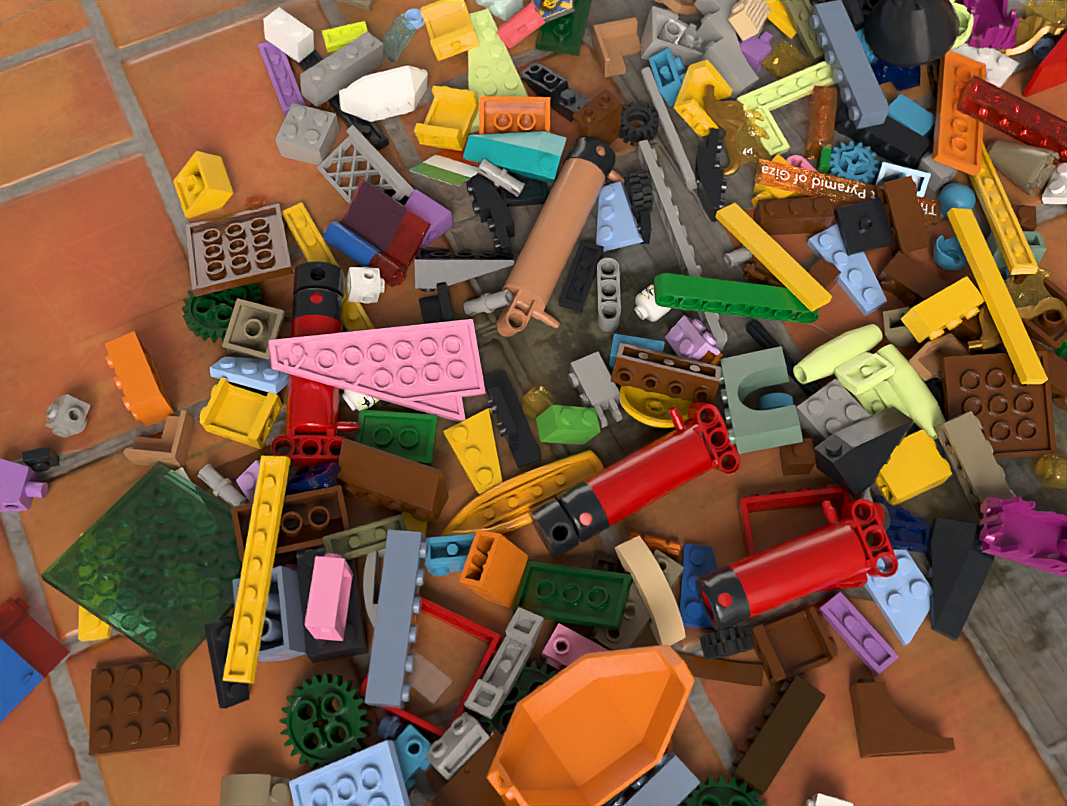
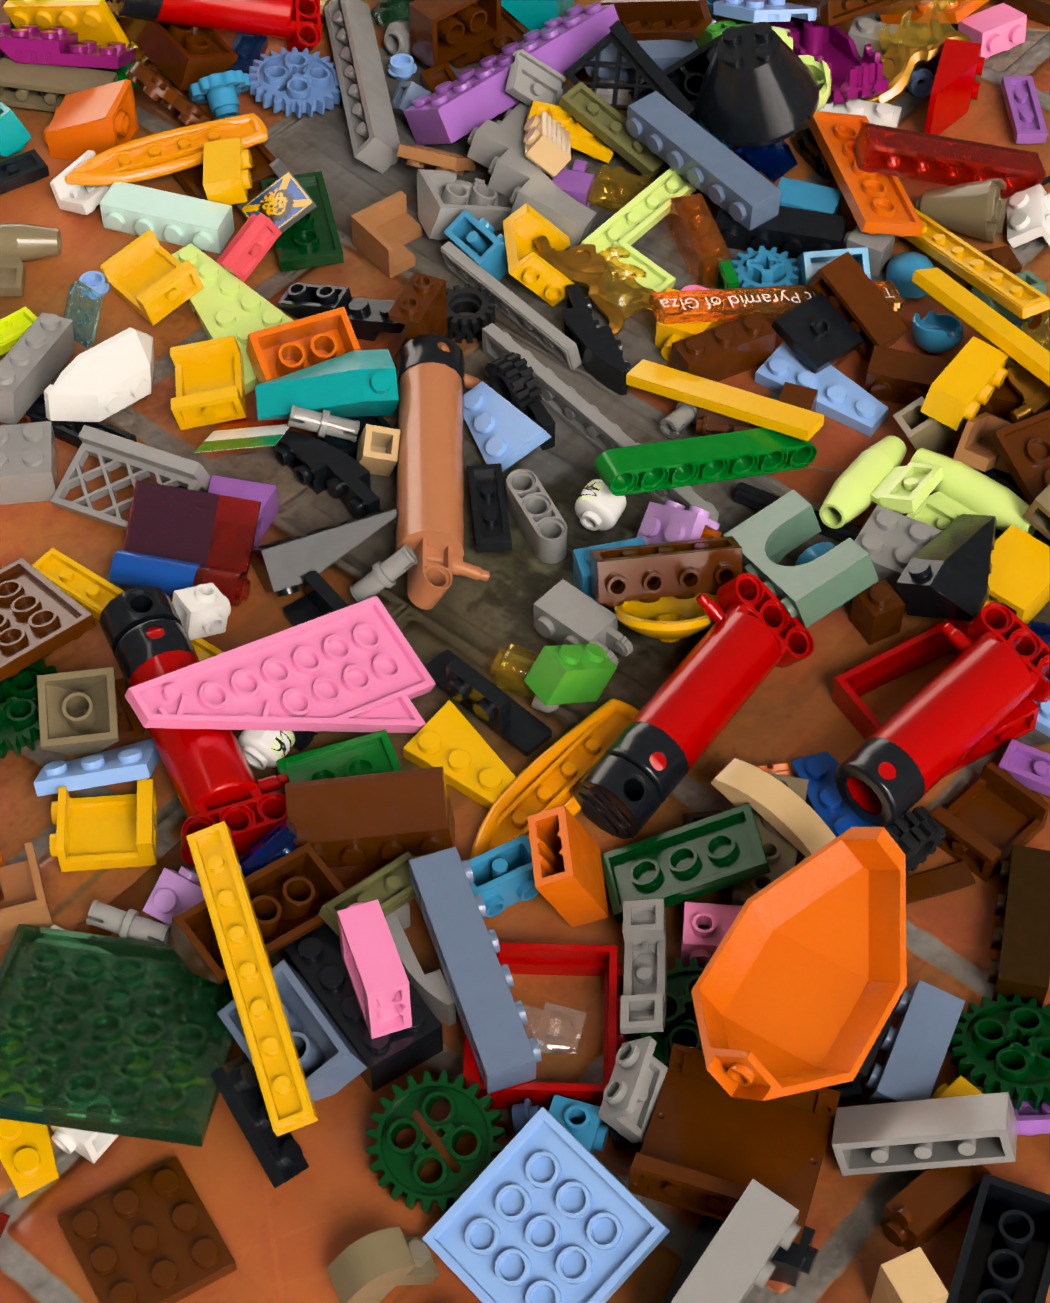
camera: 25 degrees left, 15 degrees down
(527, 209) = (378, 449): none -> tan brick

